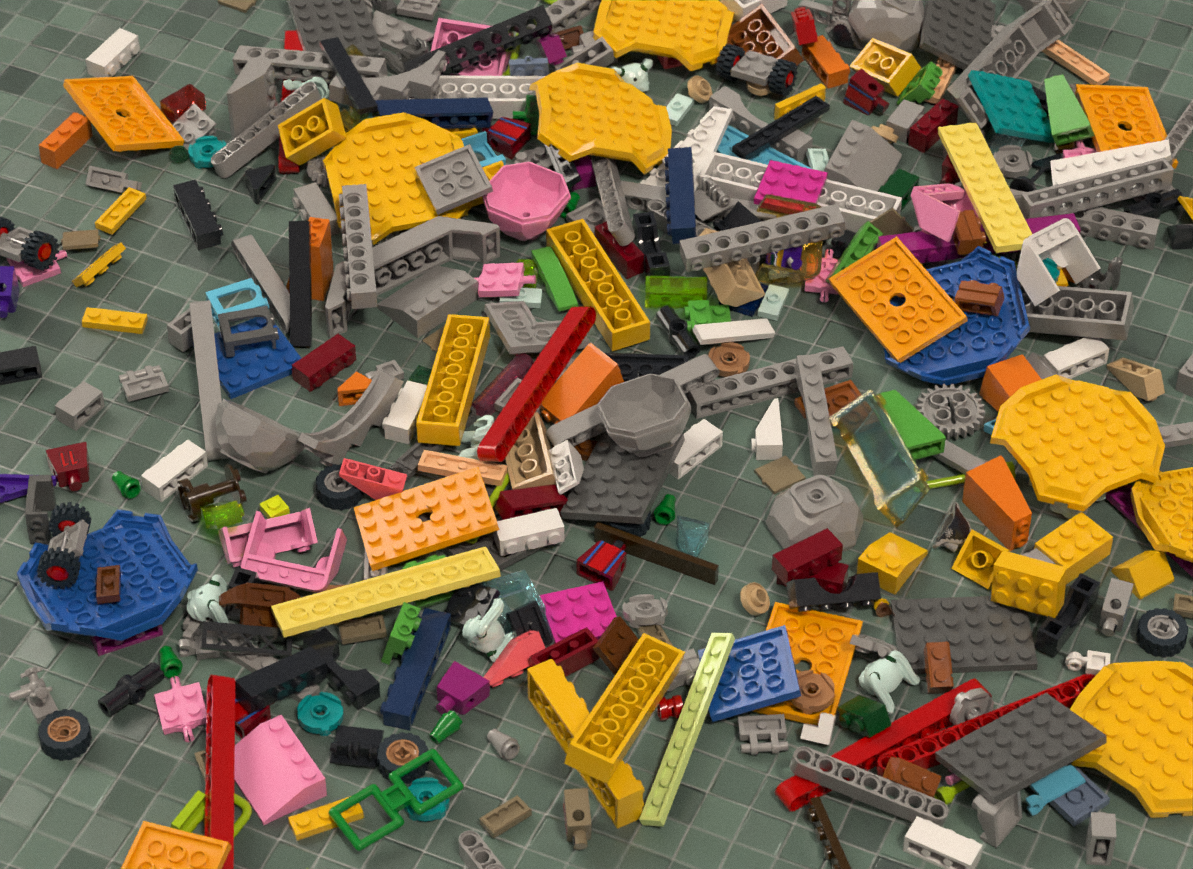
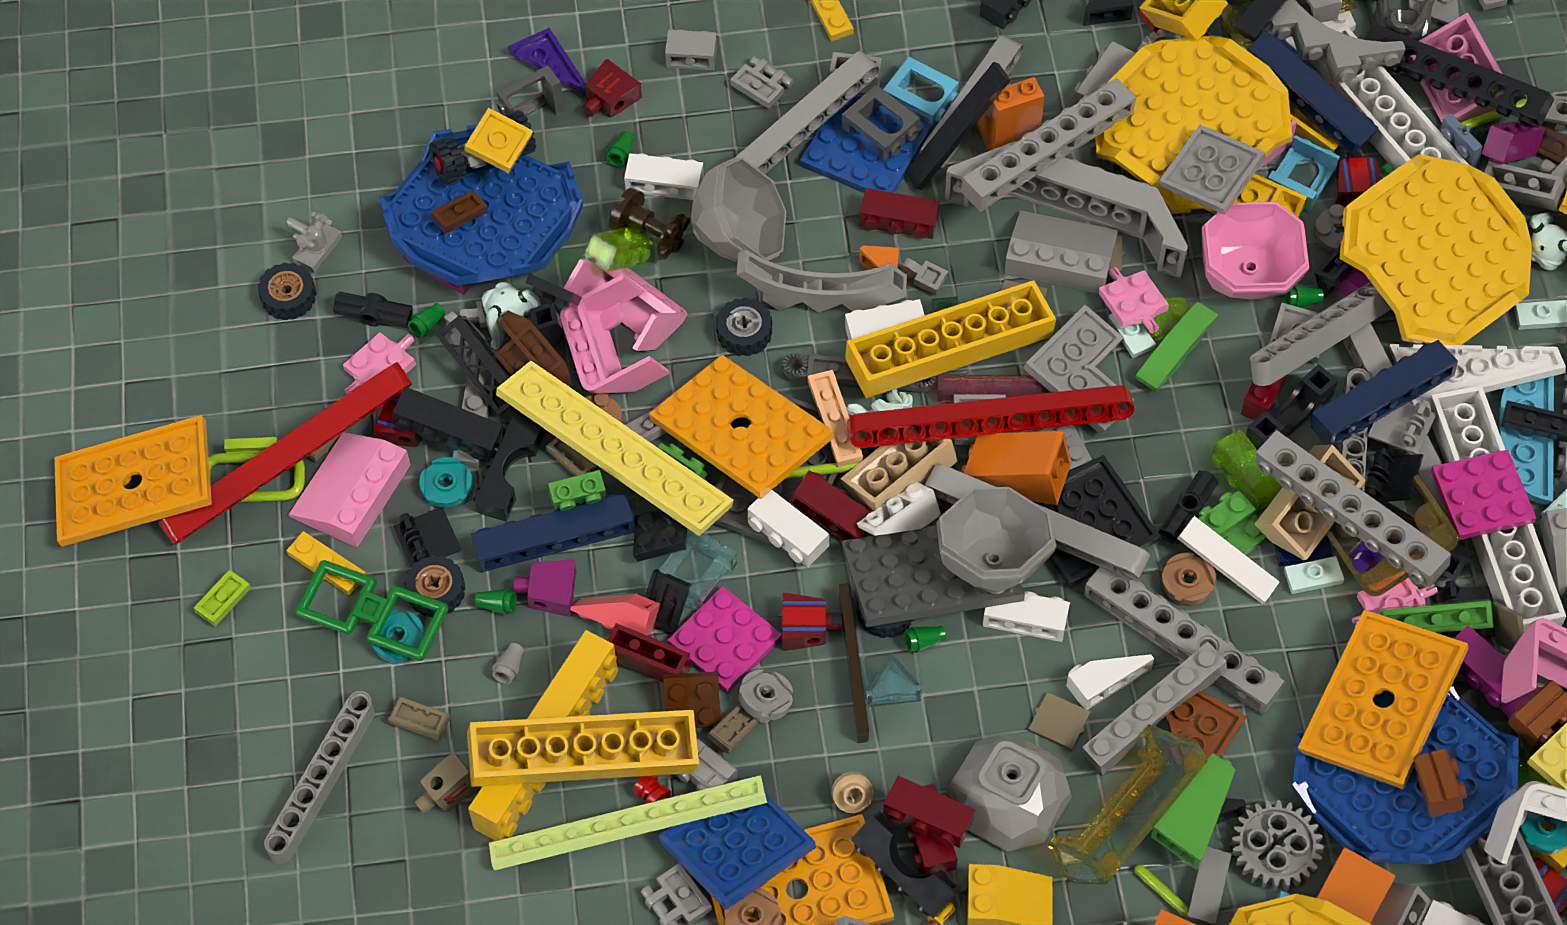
camera: 60 degrees right, 15 degrees up
(79, 522) = (498, 140): none -> yellow plate
(223, 563) = (552, 291): none -> black plate
(274, 507) = (680, 288): neon yellow plate -> none
(372, 480) = (761, 348): coral slope -> none
(487, 633) = (628, 568): light aqua hair -> none
(599, 284) = (1195, 391): yellow brick -> none

